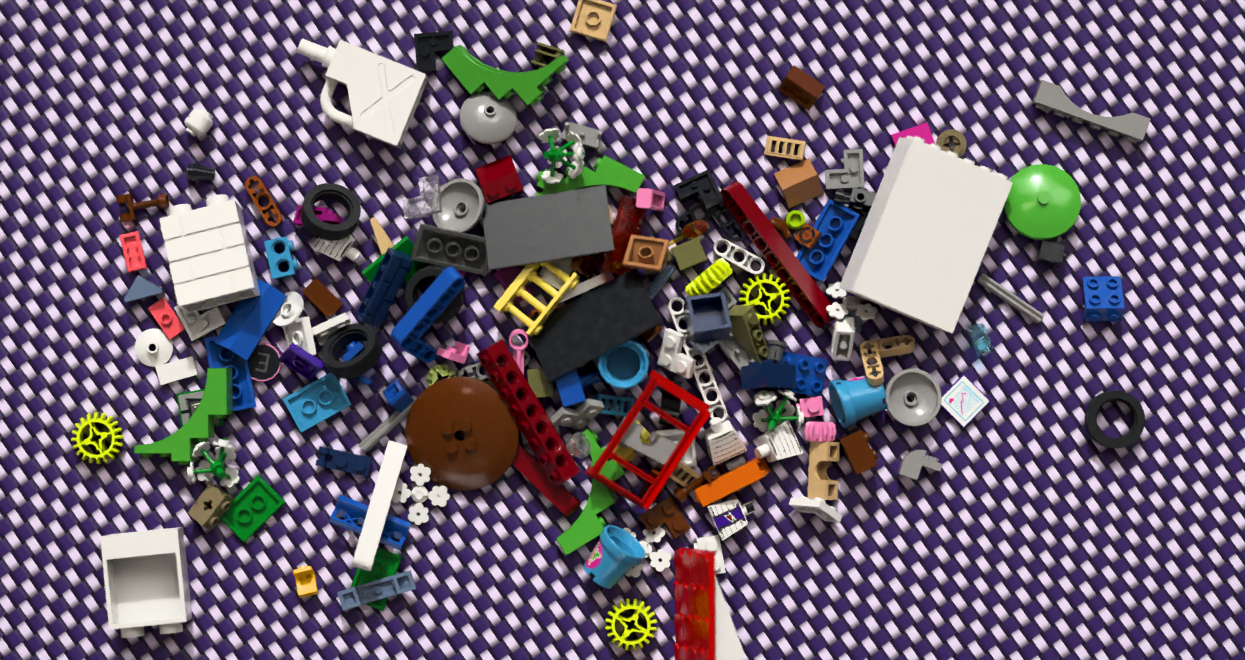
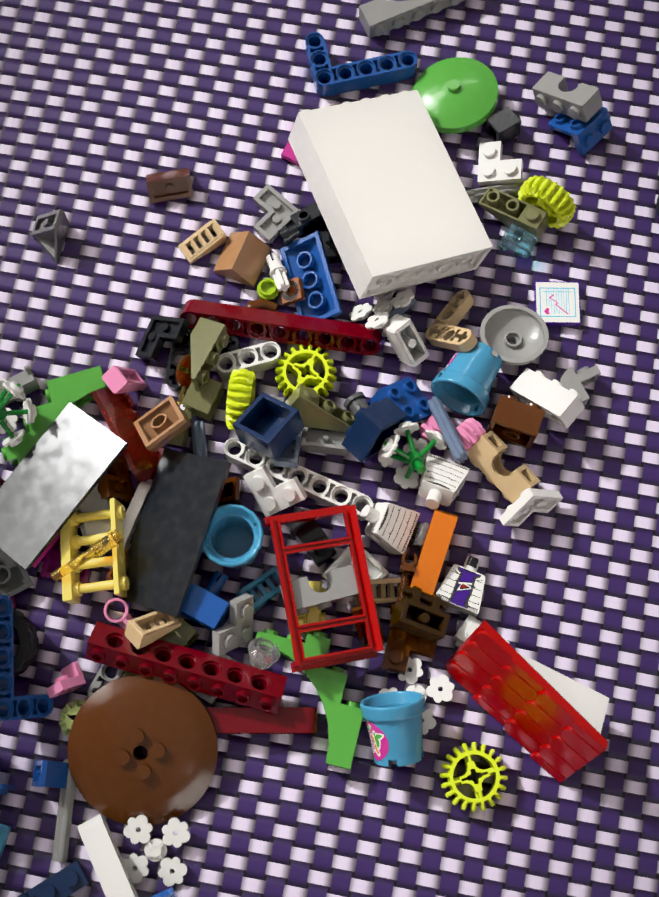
camera: 40 degrees left, 15 degrees down
(518, 372) = (141, 637): none -> tan slope
(540, 297) = (96, 549): none -> clear yellow pin
(684, 512) = (418, 618): none -> dark brown brick
(695, 50) = (51, 231): none -> flat silver slope
(721, 225) = (206, 345): none -> slope
(810, 216) = (278, 272): none -> white axle
(811, 418) = (447, 430): none -> sand blue axle
(891, 455) = (558, 403): none -> white brick
(994, 121) = (355, 70): none -> blue beam
(996, 318) = (515, 211): none -> olive slope
(1014, 276) = (493, 169): none -> white plate
(1021, 333) = (549, 197): none -> neon yellow gear
(1108, 290) = (579, 103): none -> light grey arch

